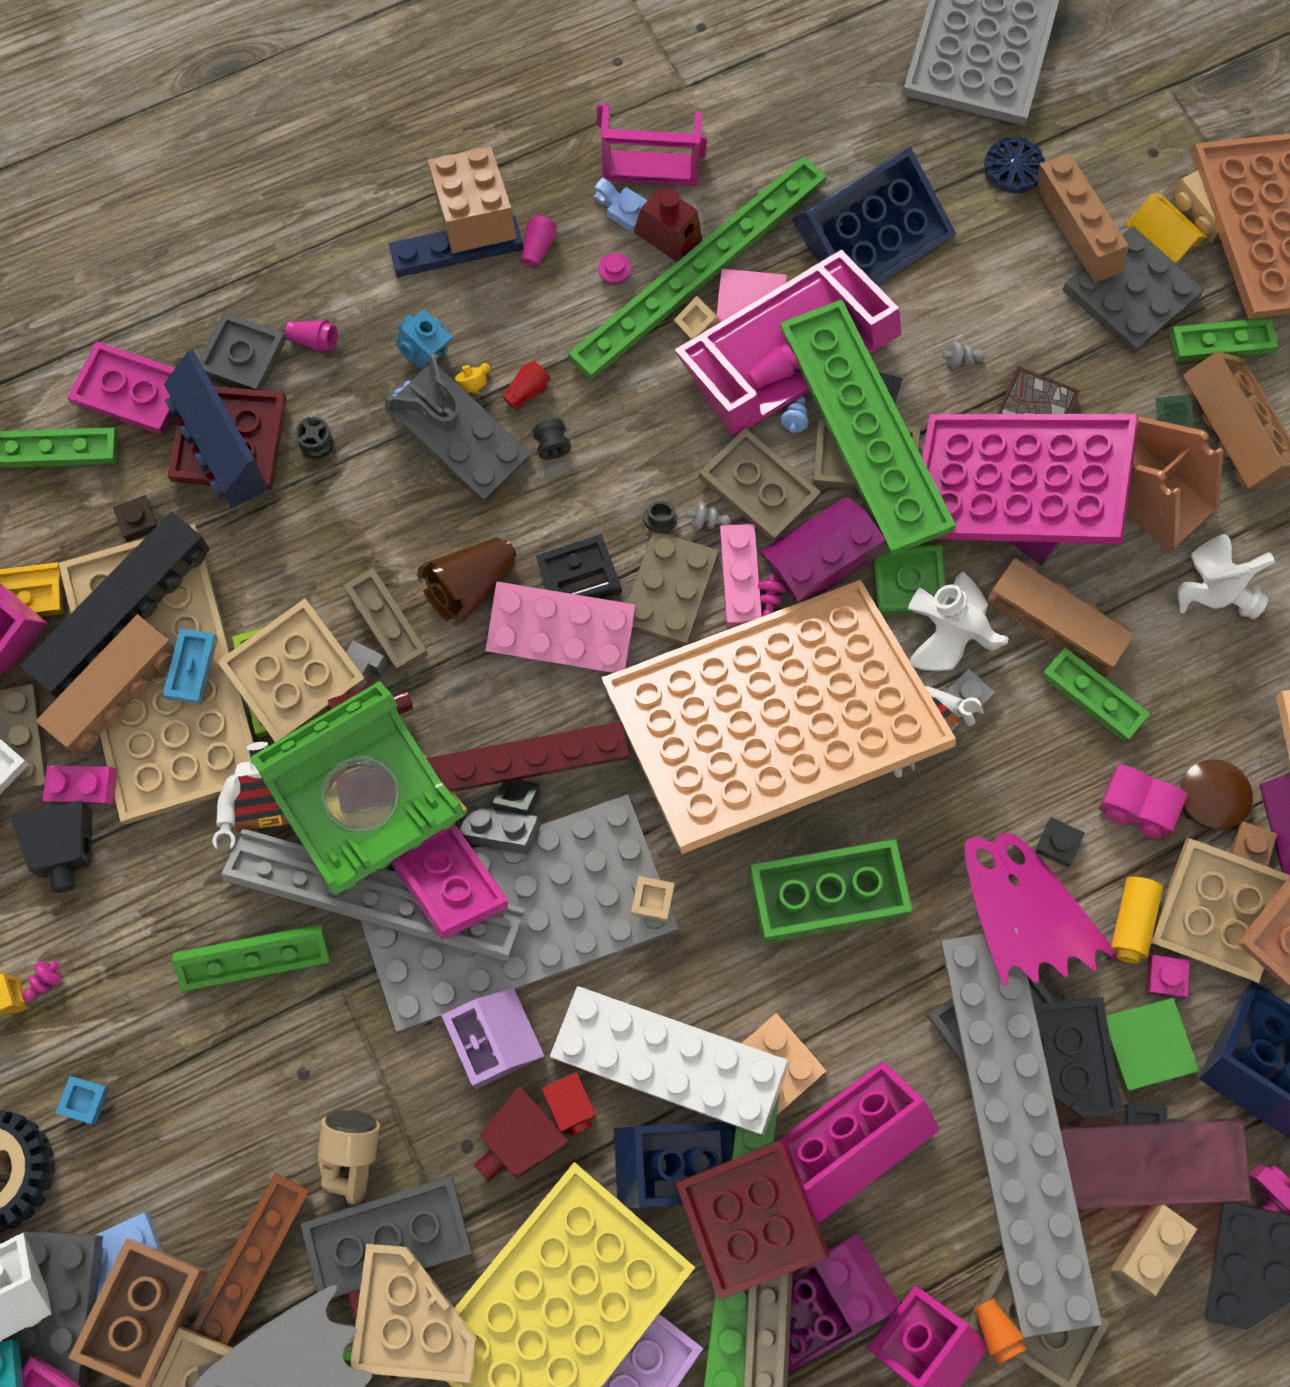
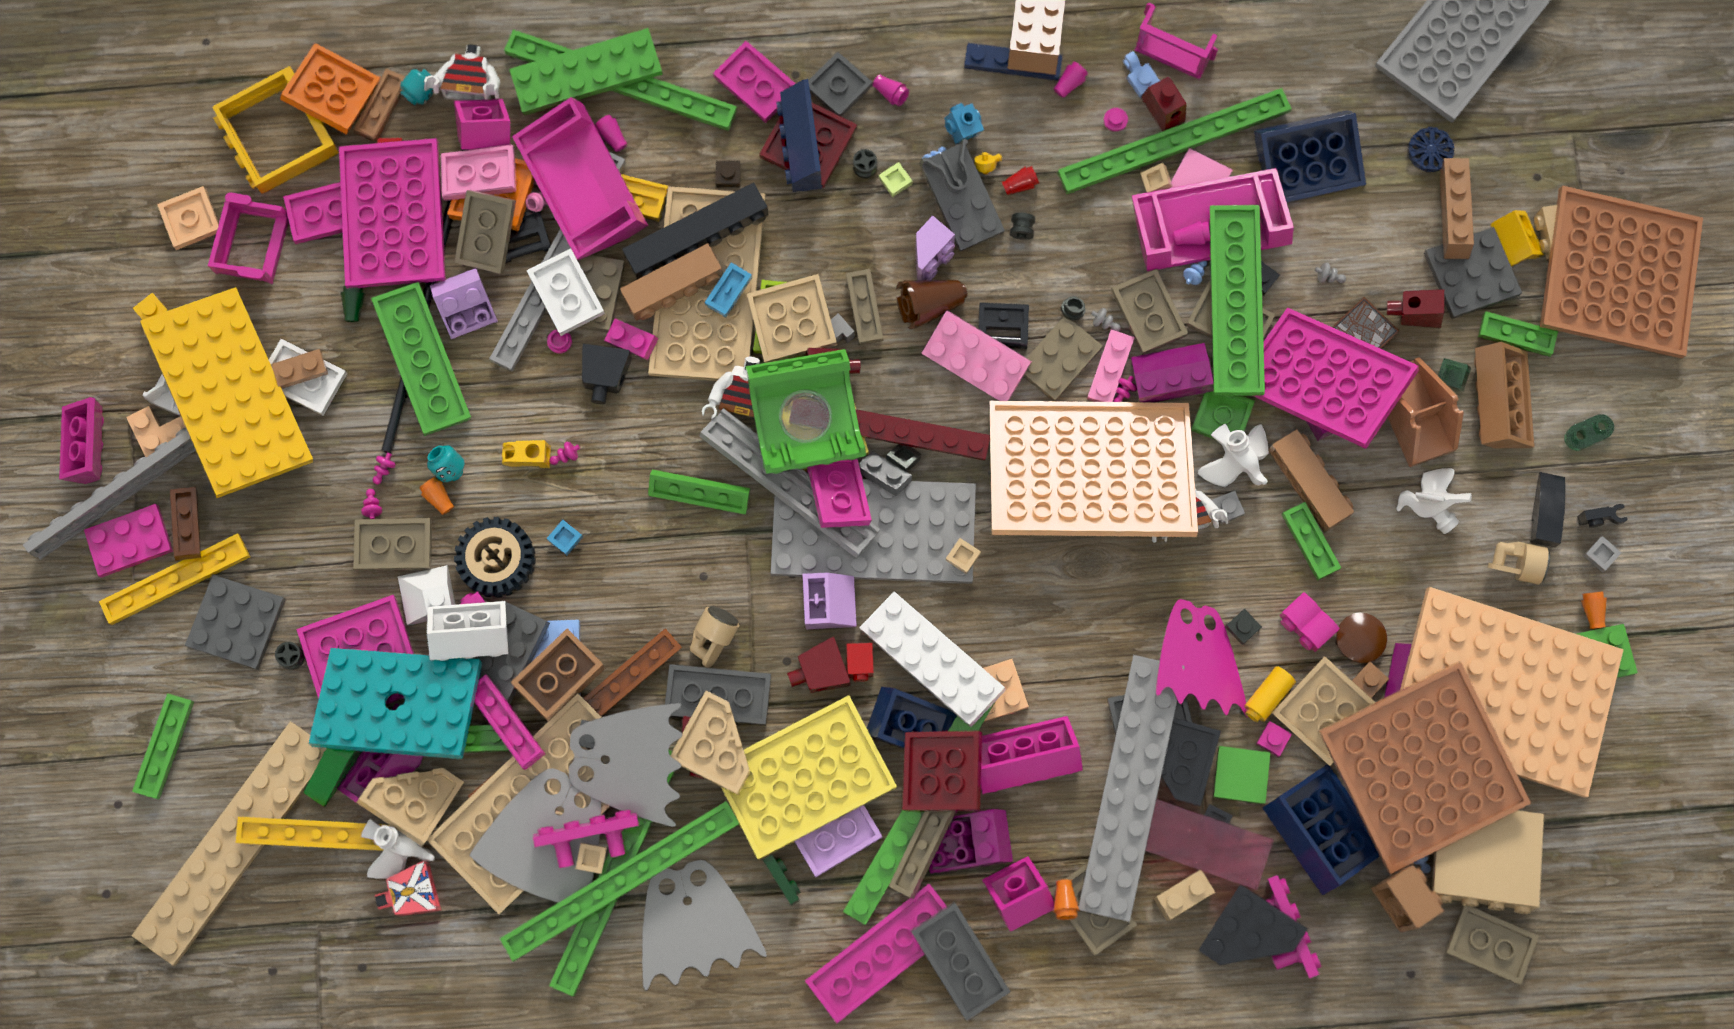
camera: 25 degrees right, 5 degrees up
(362, 443) = (895, 179): none -> yellowish green plate
(446, 507) = (933, 248): none -> lavender slope
(829, 891) = (1077, 597): bright green brick -> none
(1095, 351) = (1419, 308): none -> dark red torso

